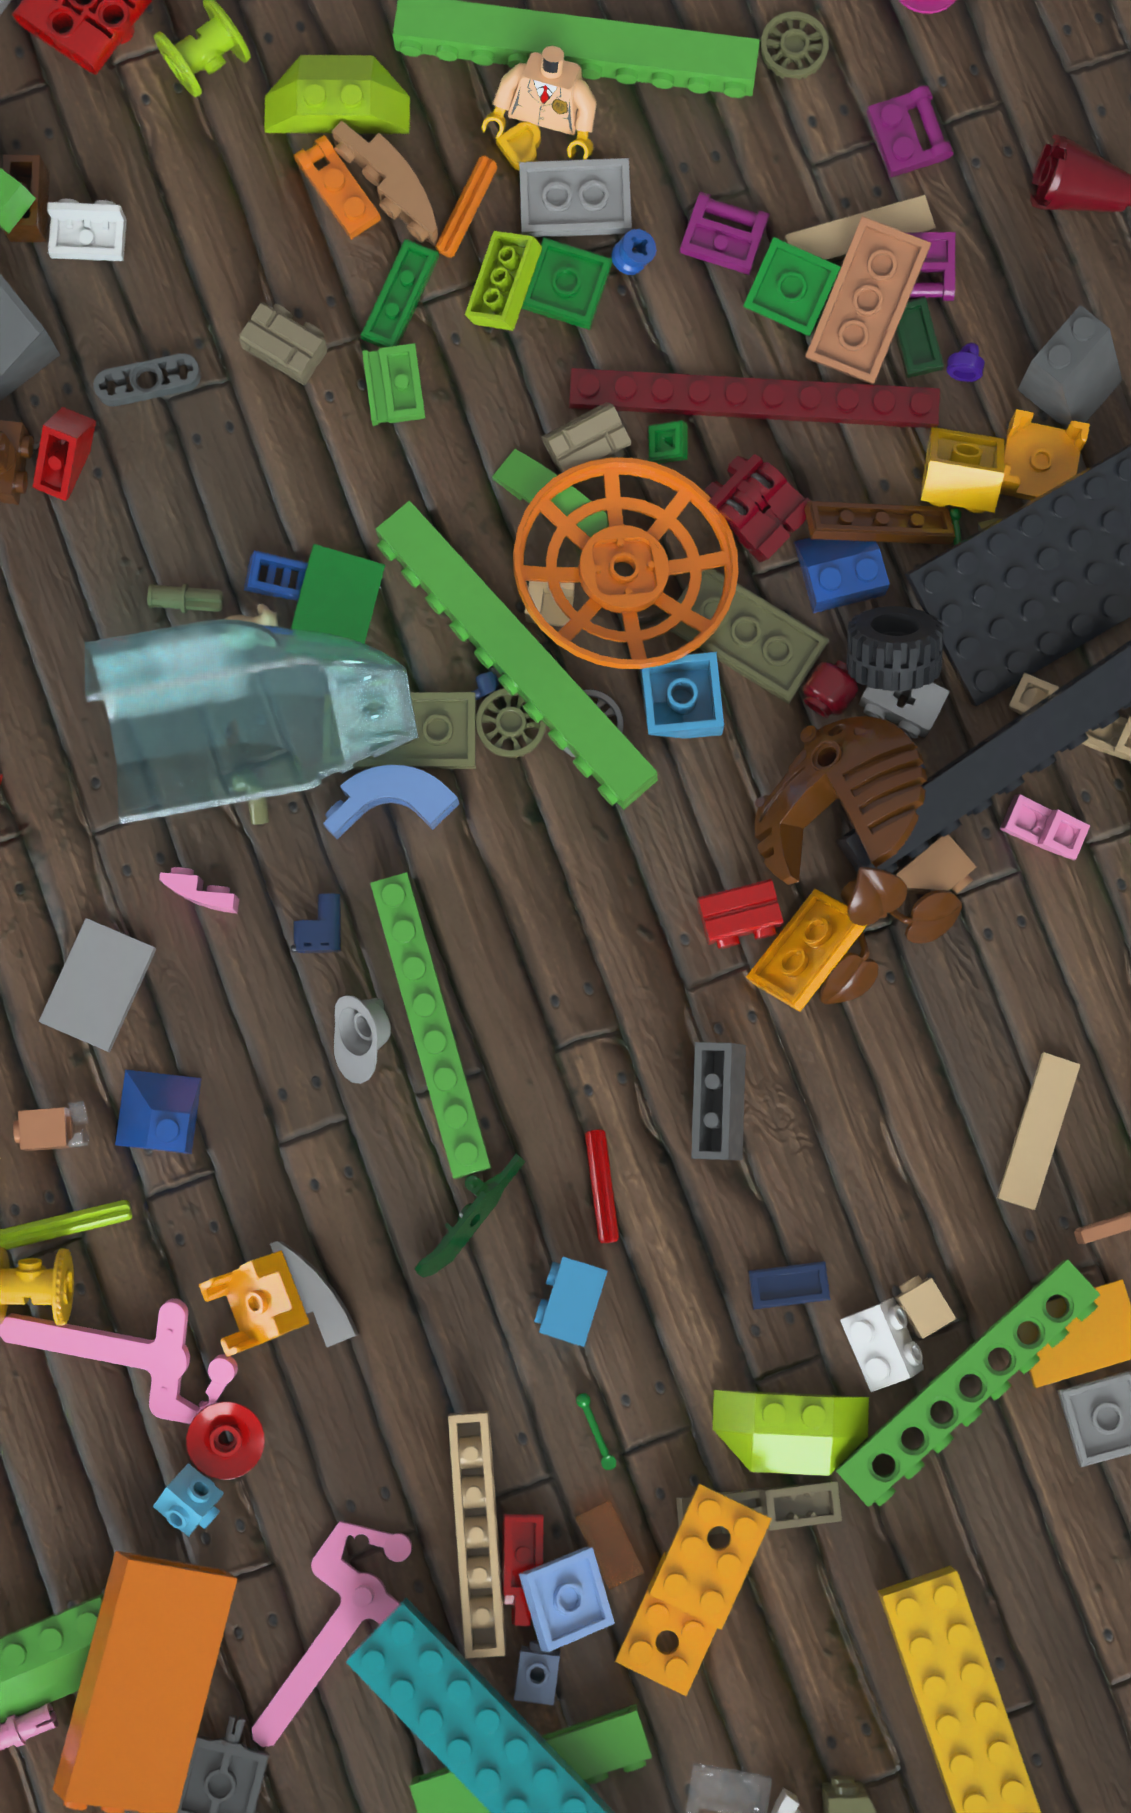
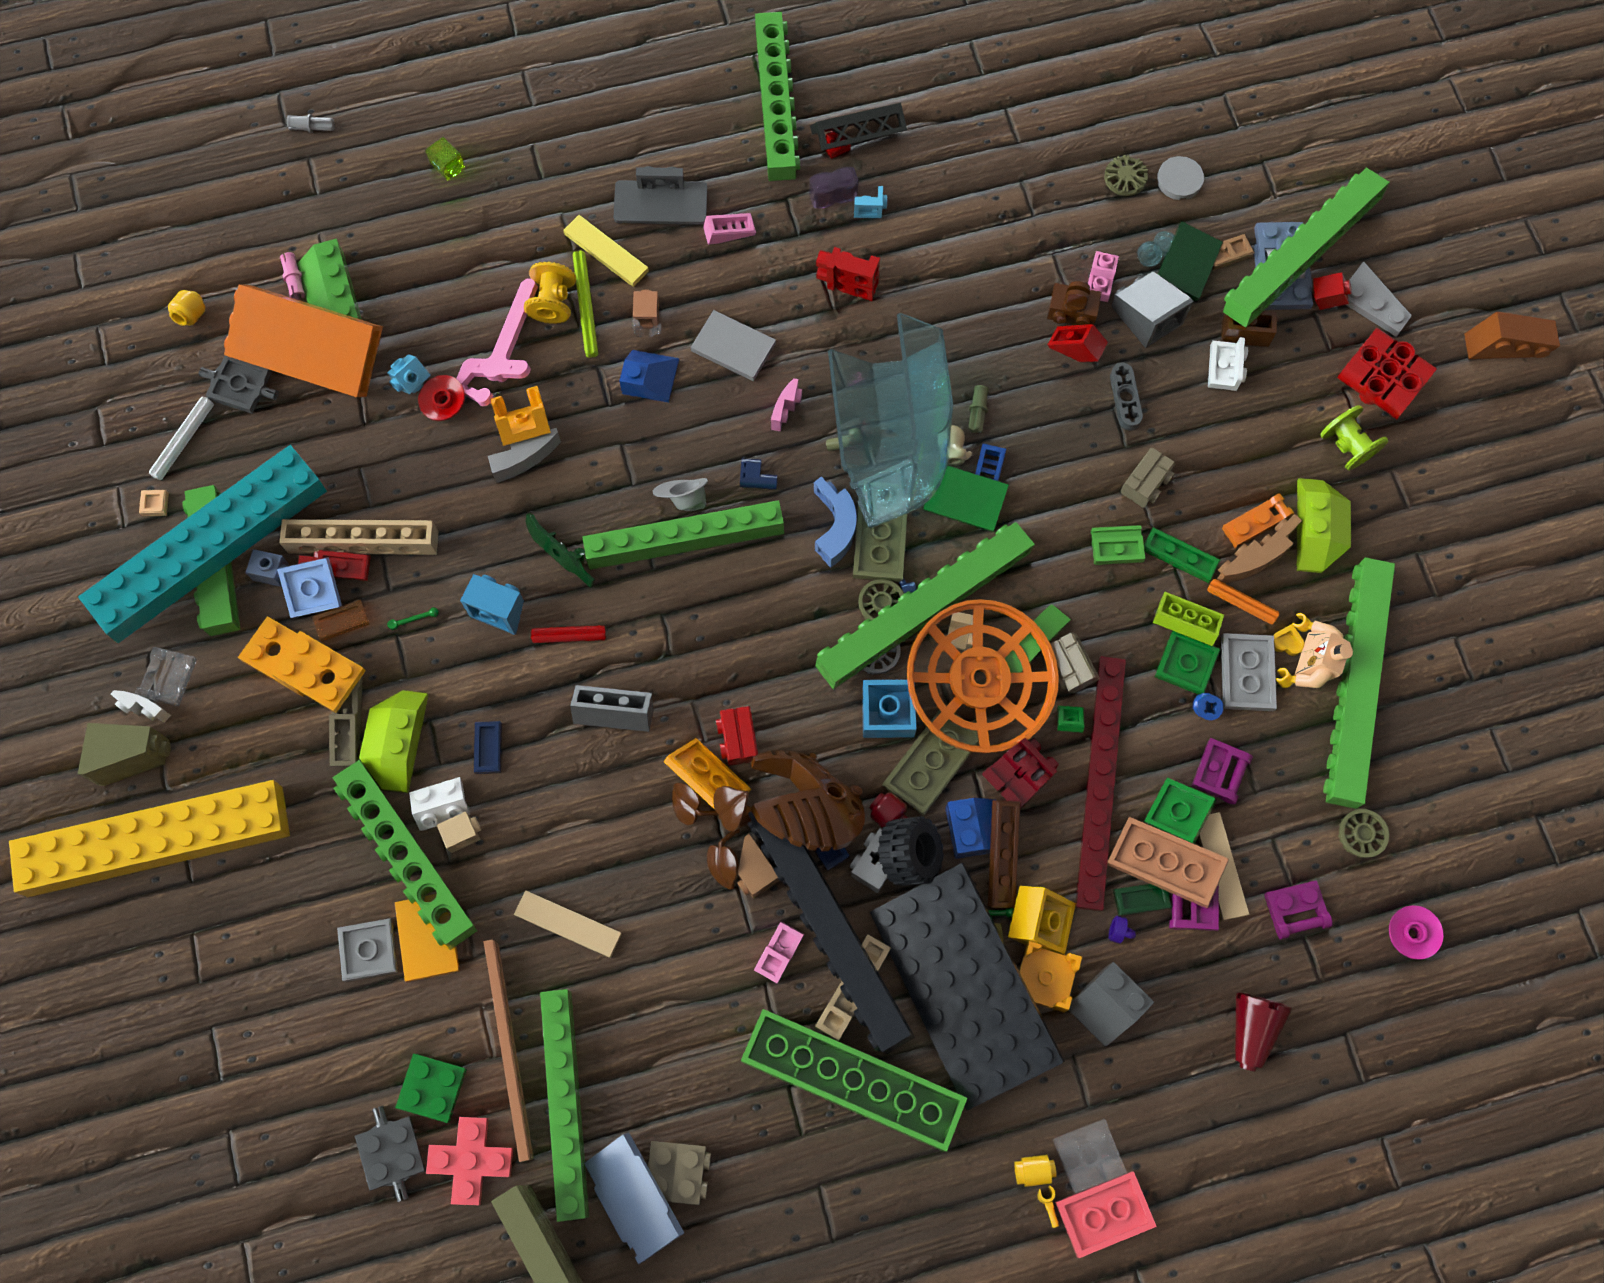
camera: 90 degrees right, 10 degrees down
(362, 1598) = (333, 471): bright pink piece -> none

